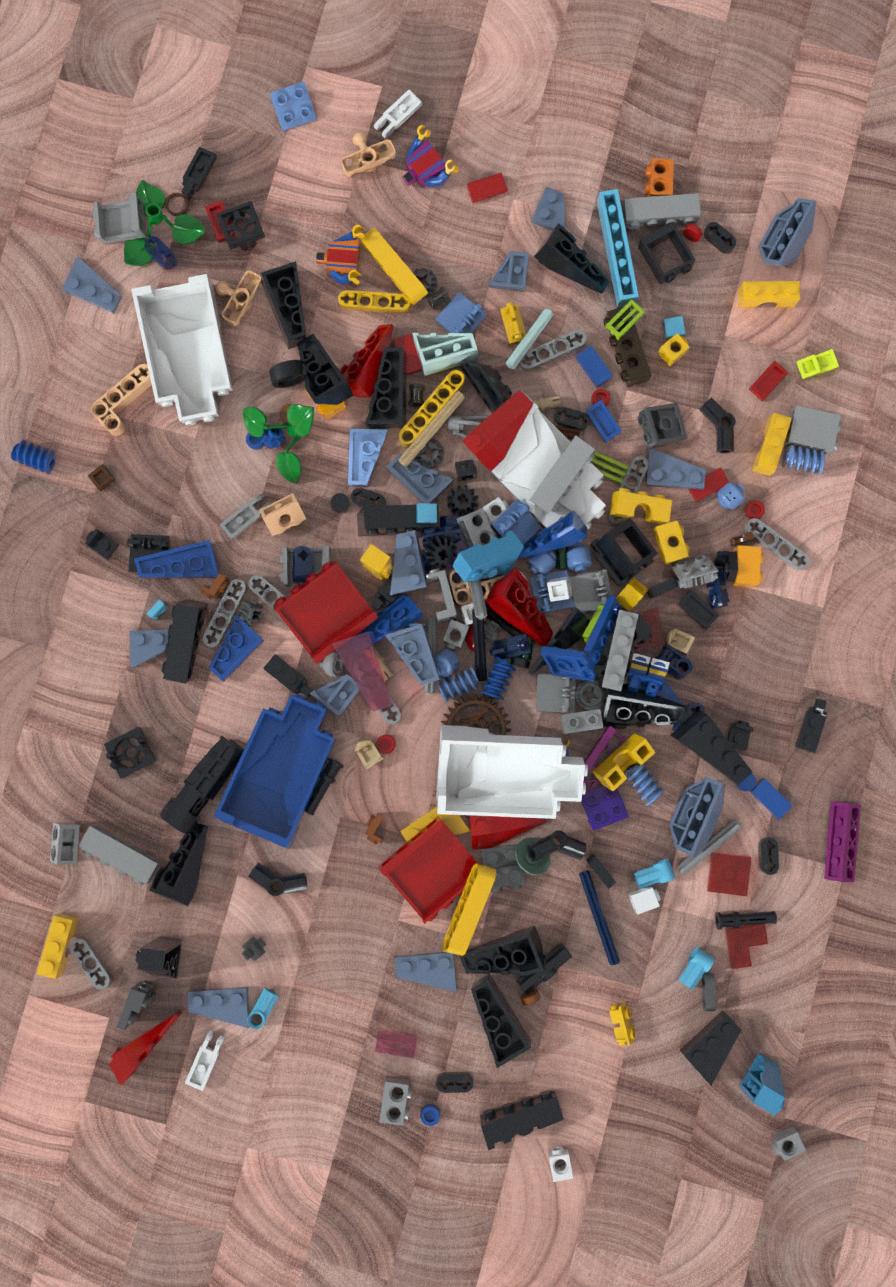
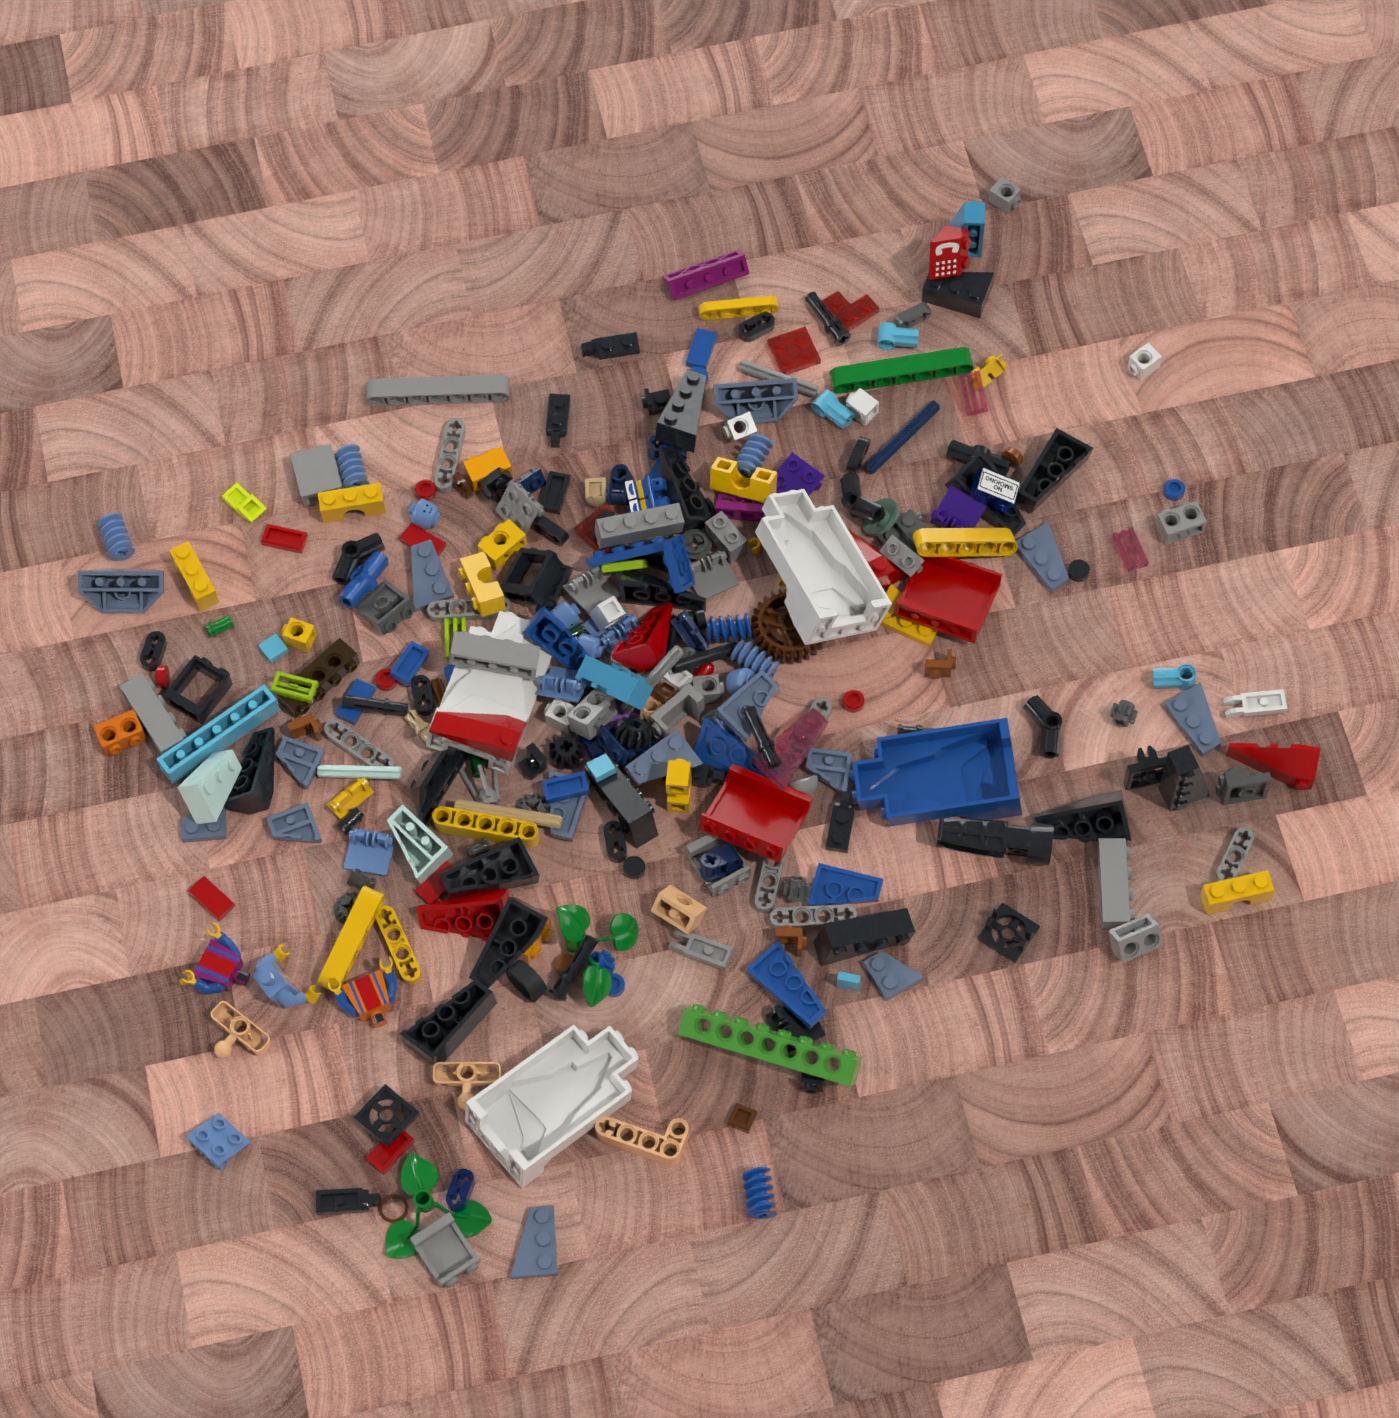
camera: 115 degrees left, 20 degrees down
(133, 521) = (692, 1027): none -> bright green brick
(192, 936) = (1143, 772): none -> black piece
(275, 407) = (568, 976): none -> black pin
(363, 454) = (569, 870): light blue wing -> none
(368, 753) = (872, 709): tan plate -> none
(377, 645) = (760, 734): none -> black pin
(388, 197) = (278, 984): none -> medium blue torso
(398, 113) = (170, 1027): white hinge -> none
(400, 990) = (1078, 570): none -> black tile
(429, 482) = (565, 787): none -> blue tile
(454, 1087) = (1133, 482): black beam -> none
(462, 594) = (664, 691): none -> reddish brown tile
(483, 850) = (902, 556): none -> light grey hinge
(493, 313) = (351, 820): none -> black pin
(500, 961) = (994, 489): none -> brick
(501, 921) = (957, 510): none -> dark purple hinge
(520, 1118) = (1126, 411): black wedge -> none
(565, 301) = (300, 759): none -> sand blue wing
(575, 220) = (210, 786): none -> light aqua wedge
(575, 383) = (375, 705): none -> black pin
(593, 316) = (303, 725): none -> dark orange bracket
(620, 1003) = (972, 391): none -> clear pink tile
(631, 594) = (574, 551): yellow brick -> none
(661, 953) = (901, 370): none -> green beam
(684, 792) = (747, 423): none -> white brick
(695, 419) = (363, 580): none -> blue piece
(714, 295) = (219, 626): none -> green pin
(745, 1056) = (949, 252): none -> red slope
(766, 647) = (557, 417): none -> black hinge
(794, 850) = (738, 307): none -> yellow beam
(837, 249) = (115, 537): none -> medium blue piece
(842, 563) = (437, 390): none -> light grey beam

